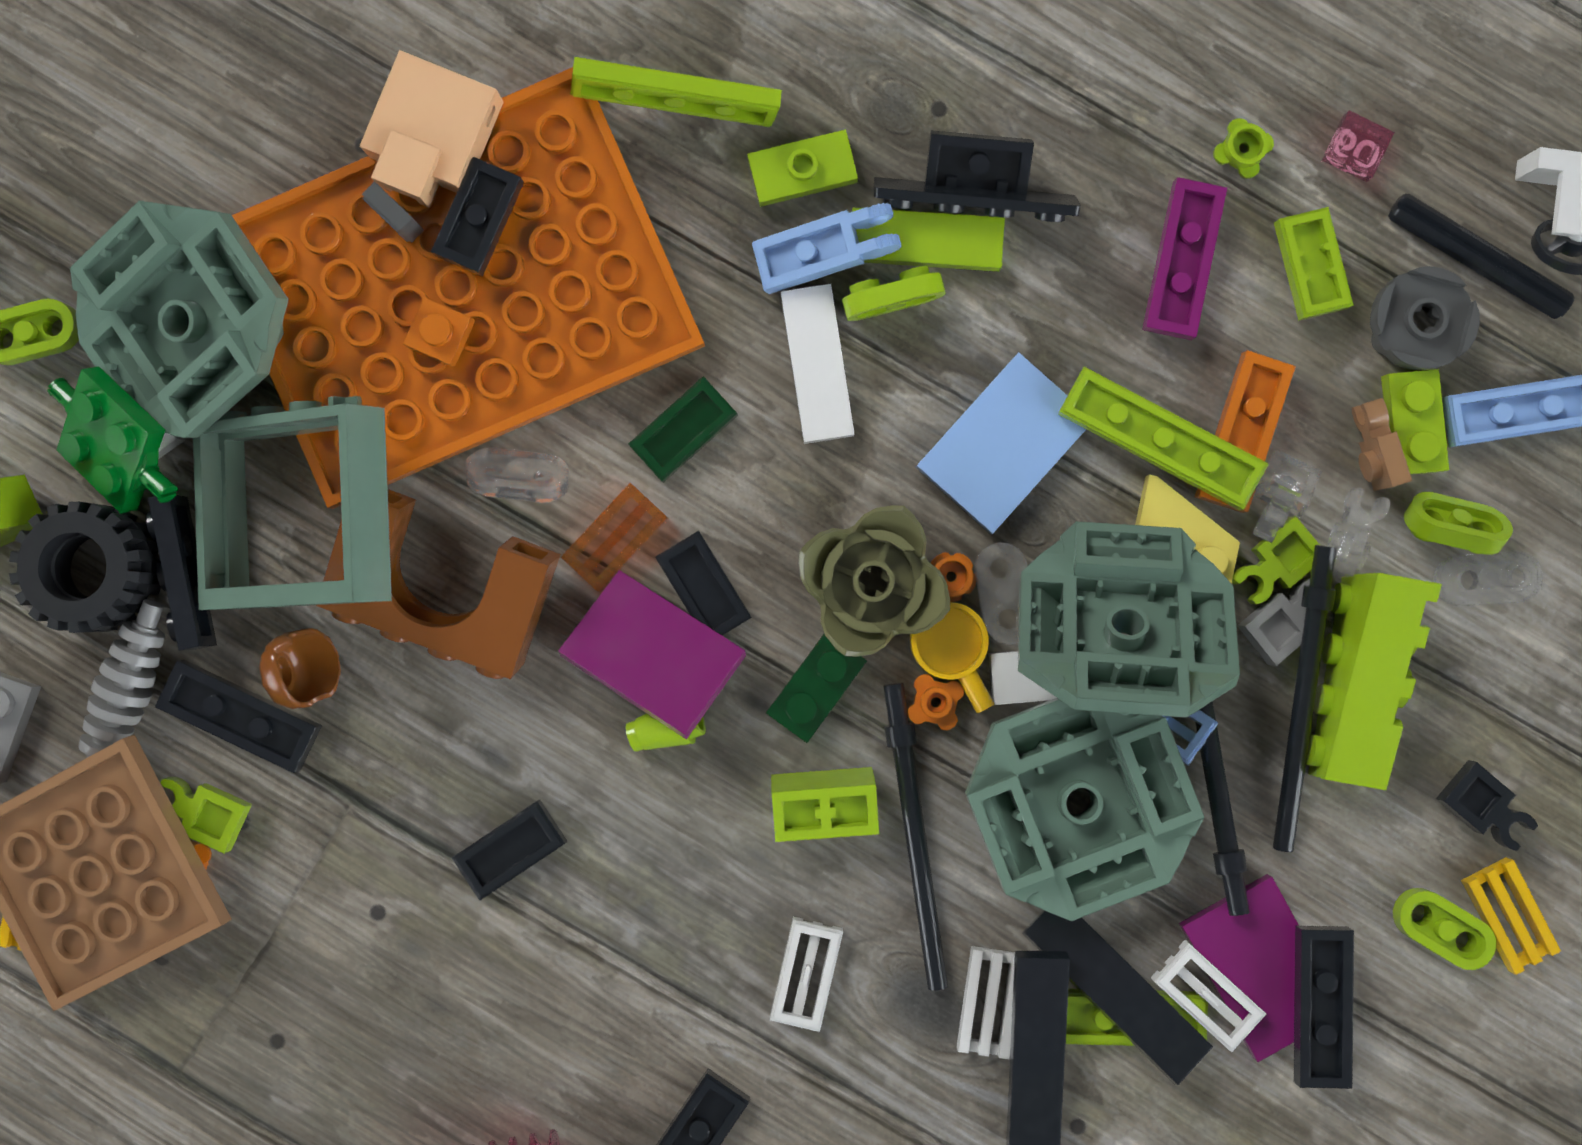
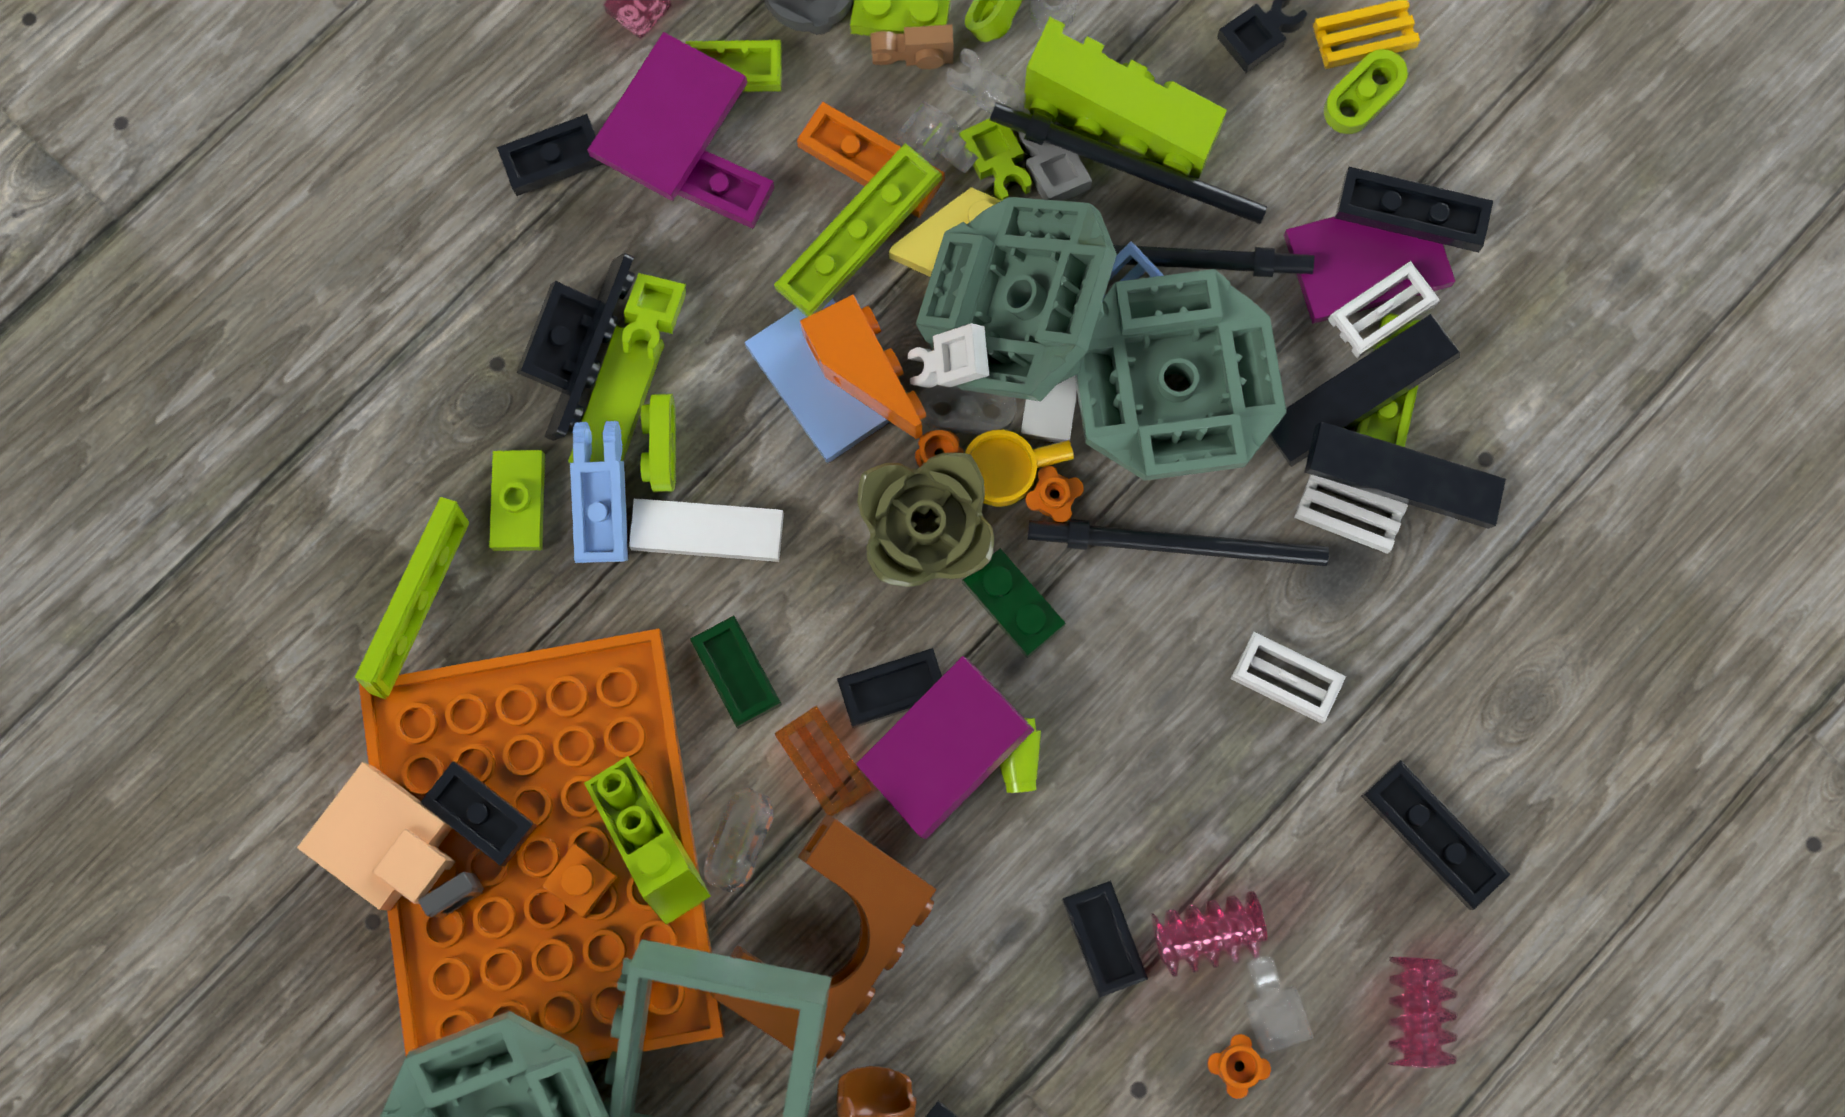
camera: 70 degrees left, 10 degrees down
(416, 1019) = (1254, 1066): none -> orange plate
(479, 1030) = (1276, 1013): none -> clear plate
(488, 386) = (646, 841): none -> lime slope
(534, 953) = (1210, 933): none -> clear pink piece
(824, 804) = (1127, 618): lime hinge -> none
(1024, 466) = (853, 359): none -> orange slope
(1031, 249) = (651, 309): none -> lime plate
(1044, 570) = (956, 358): none -> white plate
(1170, 102) = (549, 155): none -> black plate
(1240, 210) = (667, 116): none -> magenta tile
(1249, 134) = (601, 93): lime plate -> none

